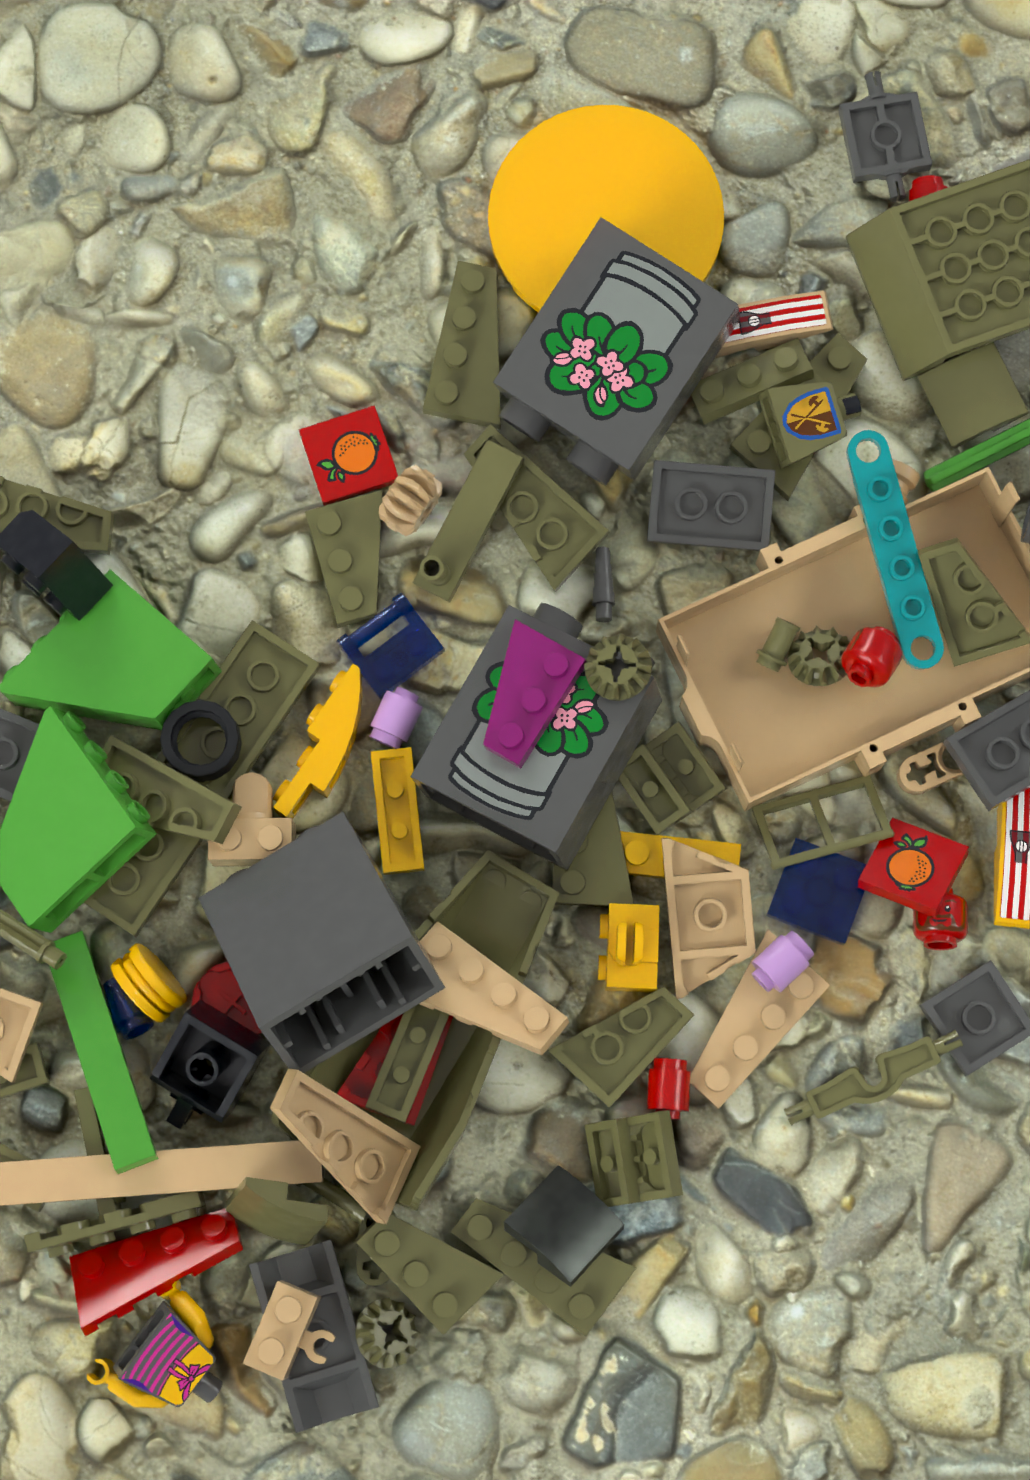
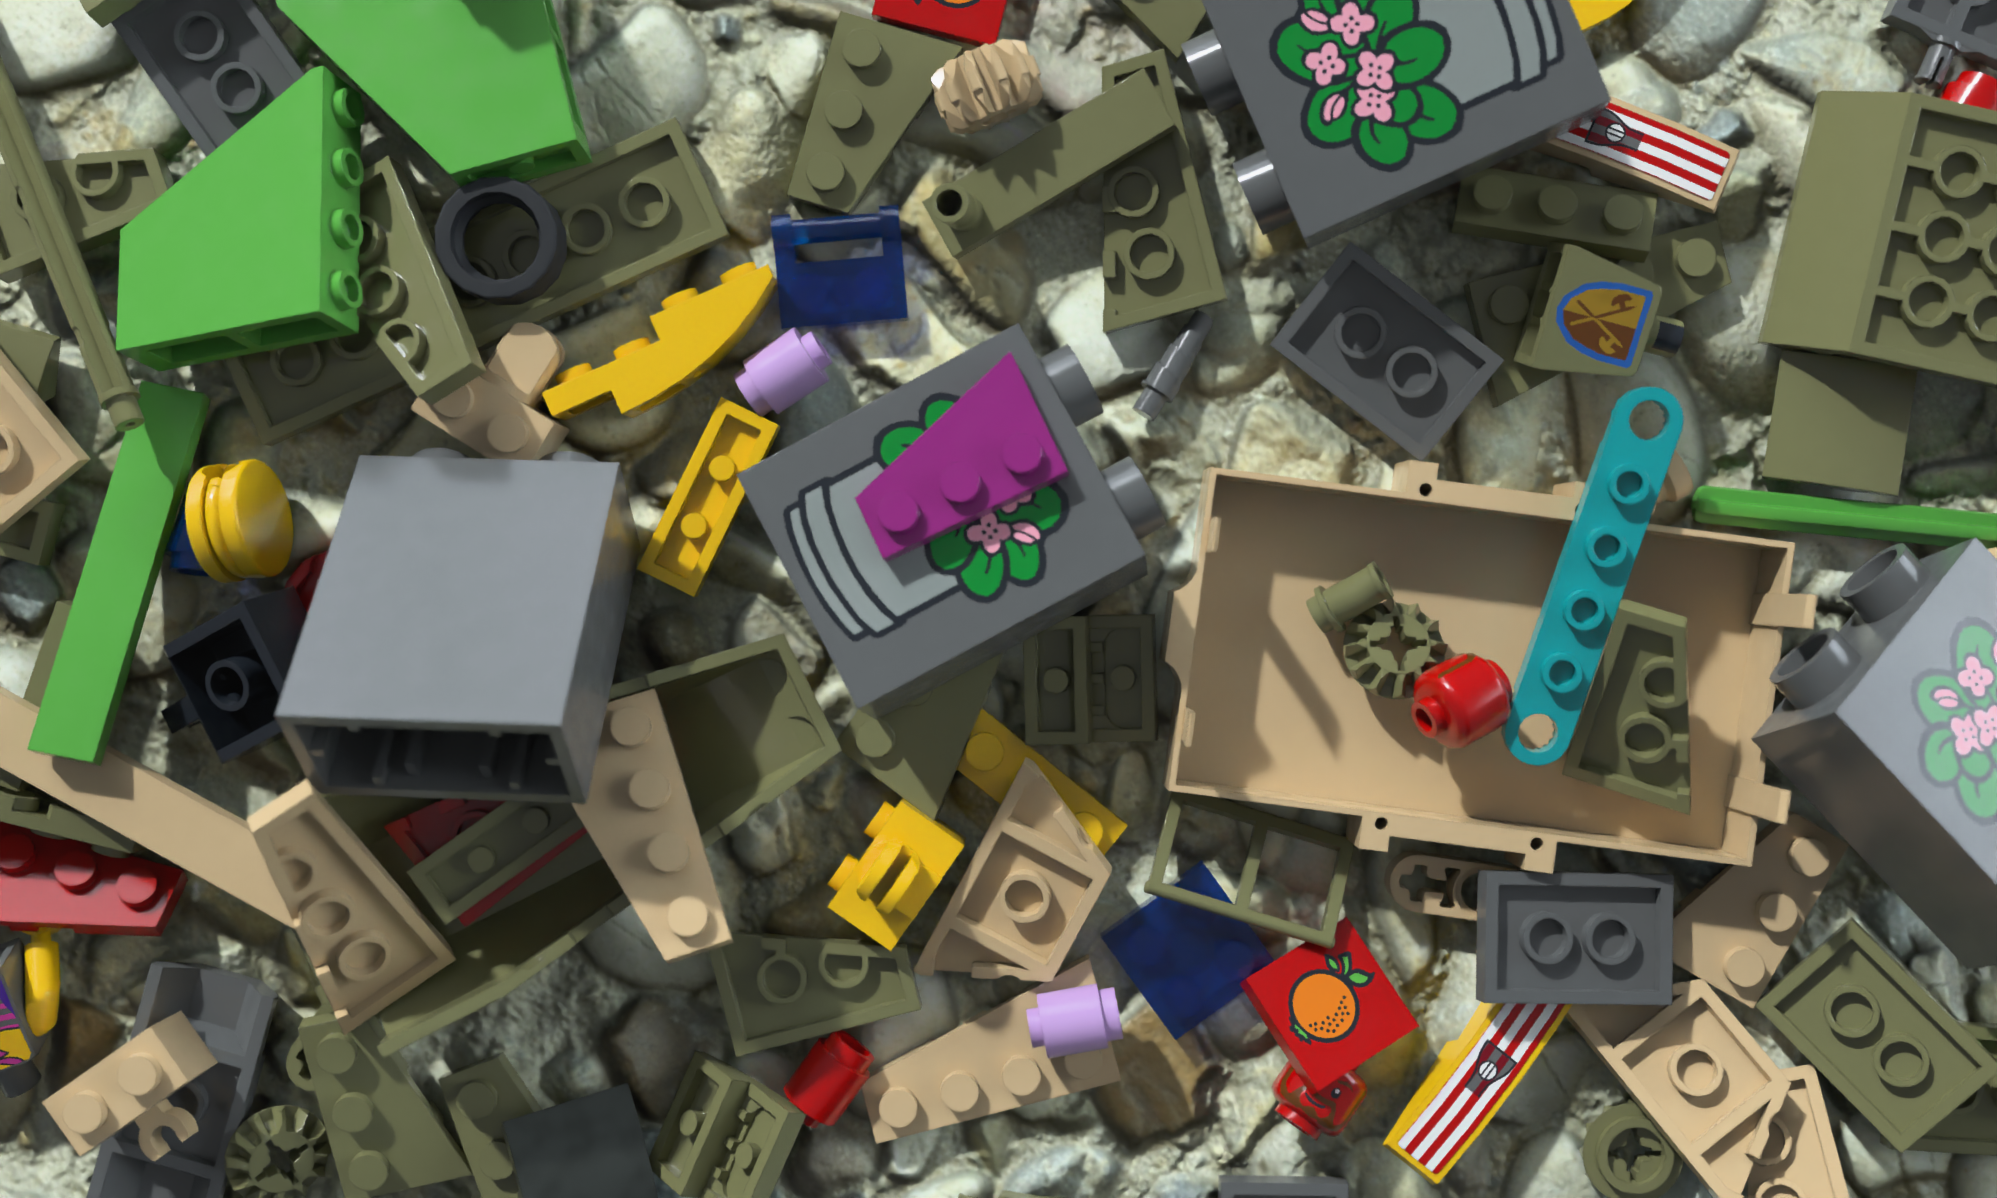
camera: 30 degrees right, 10 degrees up
(265, 1208) = (212, 915): olive slope -> none
(631, 680) = (1109, 541): olive gear -> none

